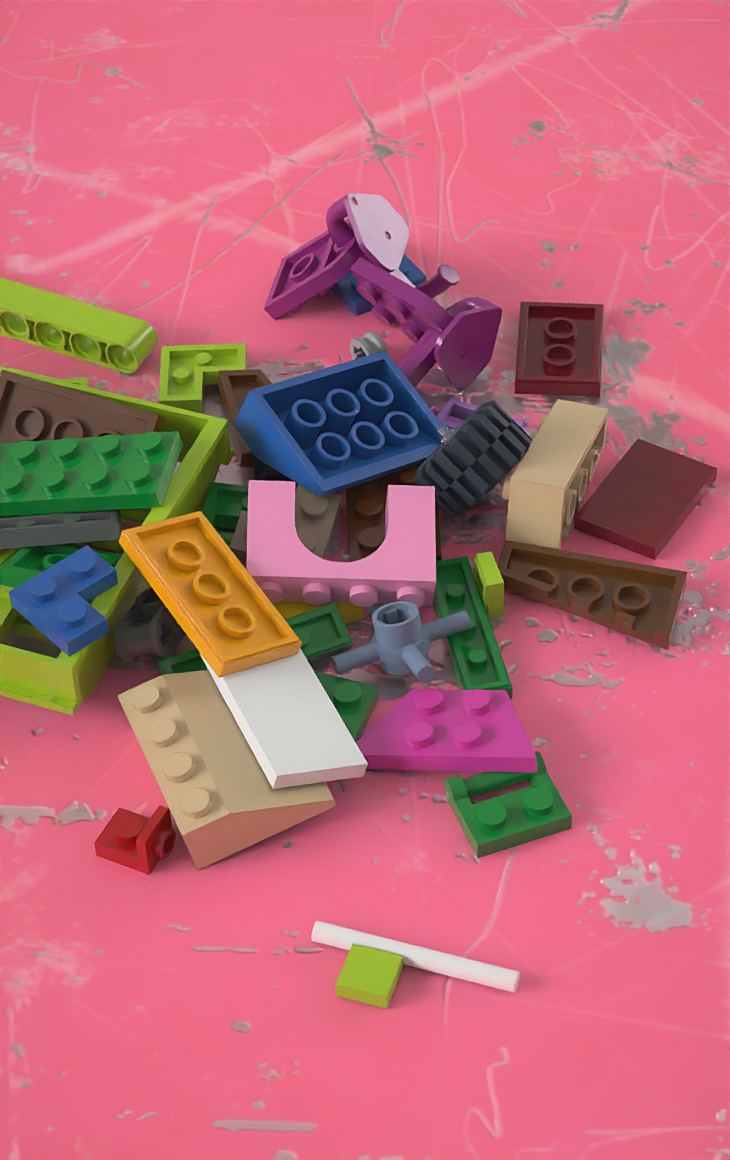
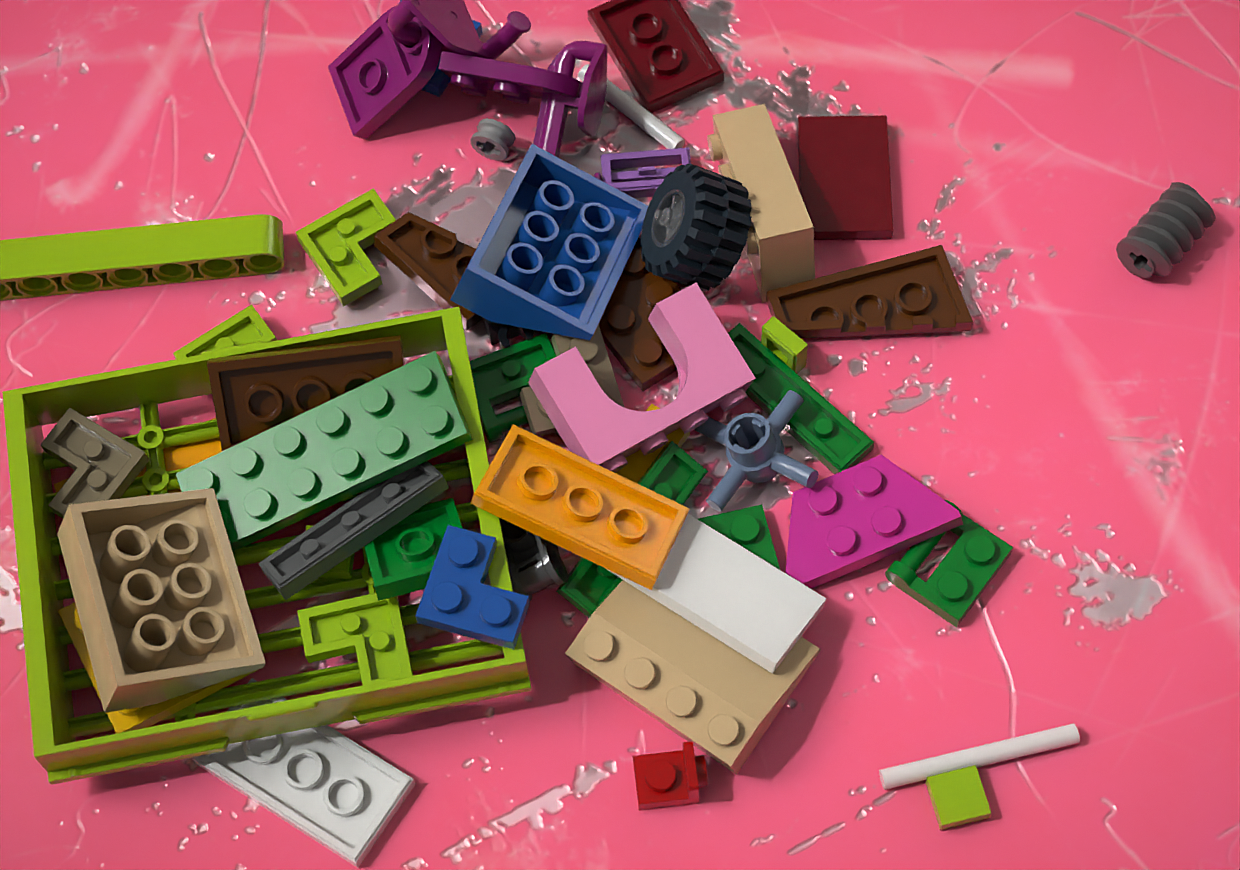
camera: 30 degrees left, 20 degrees up
(506, 387) = (639, 115): none -> white bar

